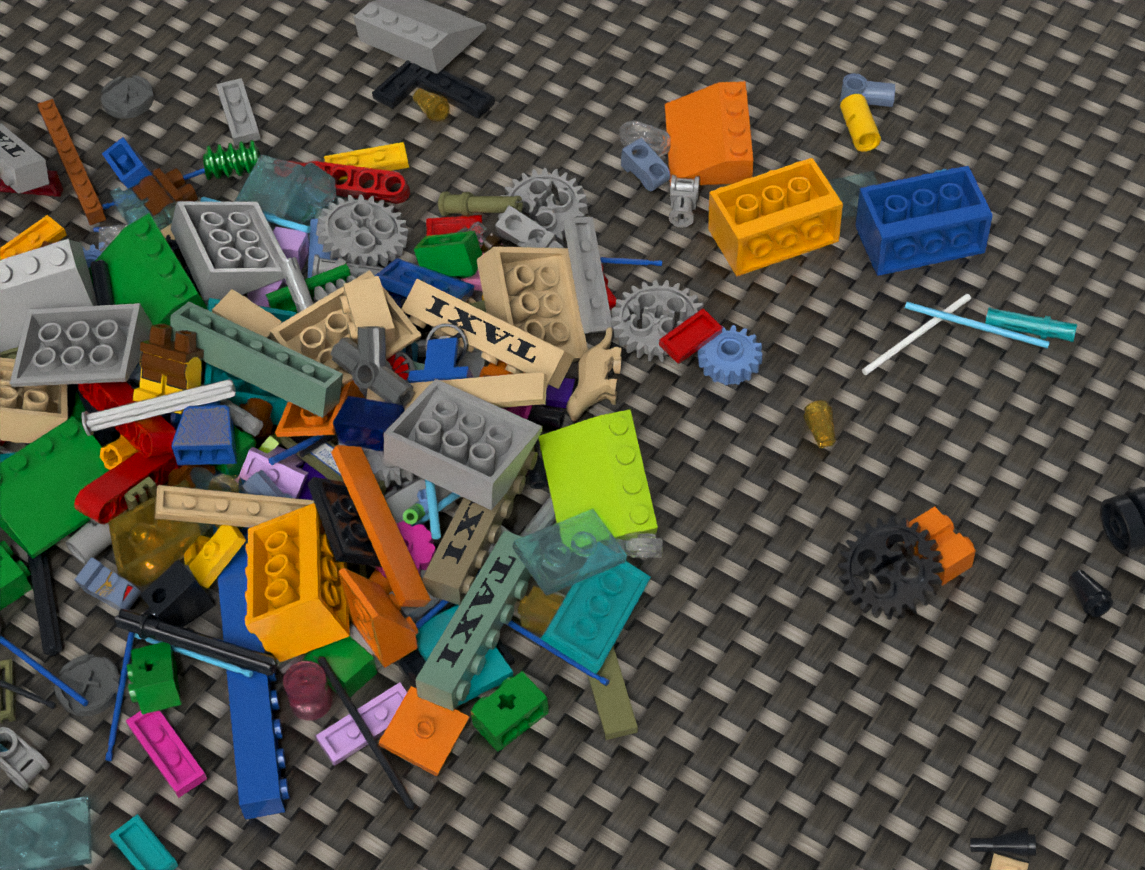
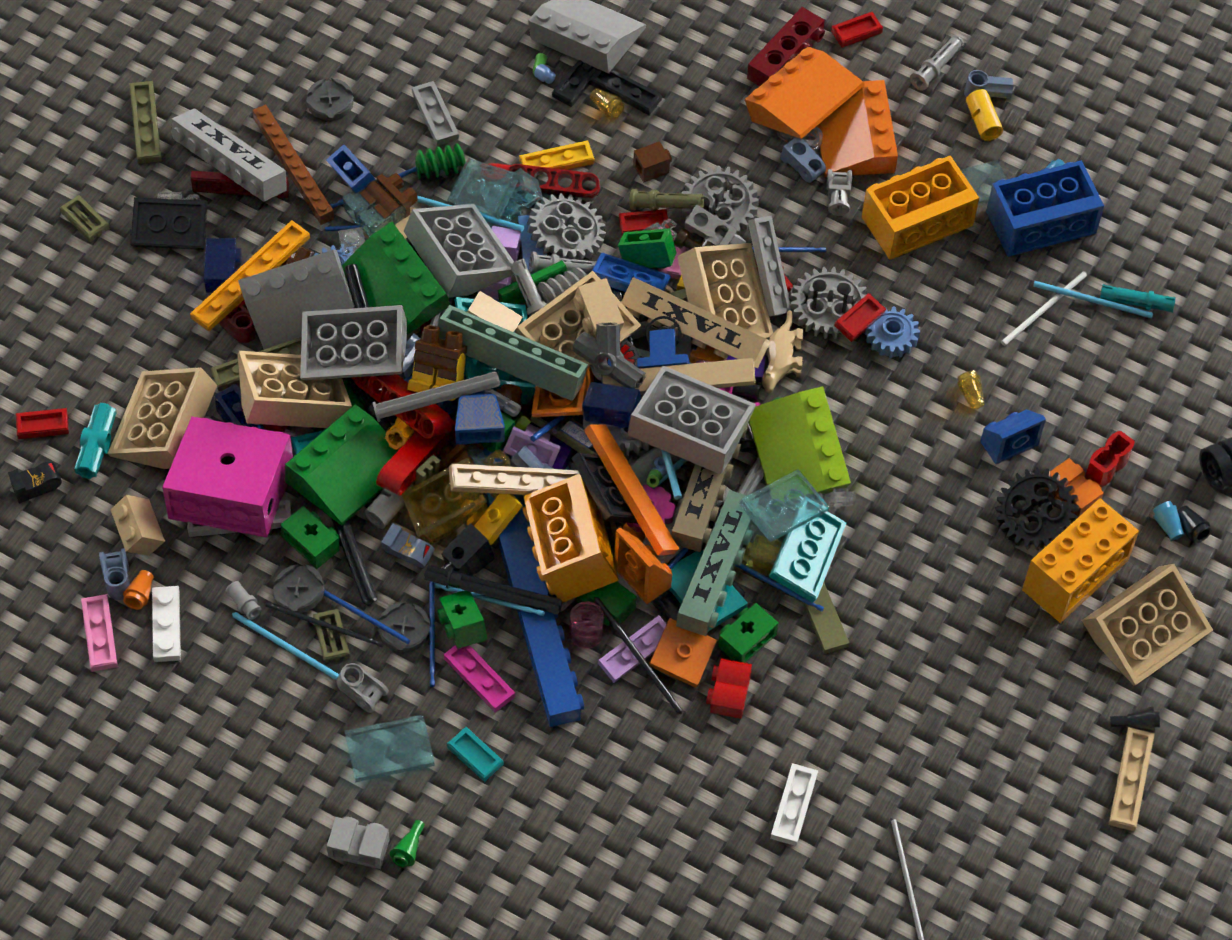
camera: 10 degrees left, 5 degrees up
(364, 70) = (541, 71): none -> medium blue arm
(472, 164) = (652, 161): none -> reddish brown brick
(478, 779) = (730, 688): none -> red brick
(639, 52) = (797, 34): none -> dark red brick
(649, 94) = (802, 93): none -> orange slope
(723, 34) = (856, 29): none -> red tile
(803, 73) = (931, 68): none -> light grey pin
(866, 478) = (1012, 435): none -> blue slope
(940, 632) = (1080, 560): none -> light orange brick
(986, 509) = (1110, 458): none -> red brick
(1027, 718) = (1148, 623): none -> tan slope
(1058, 586) = (1168, 518): none -> dark azure cone

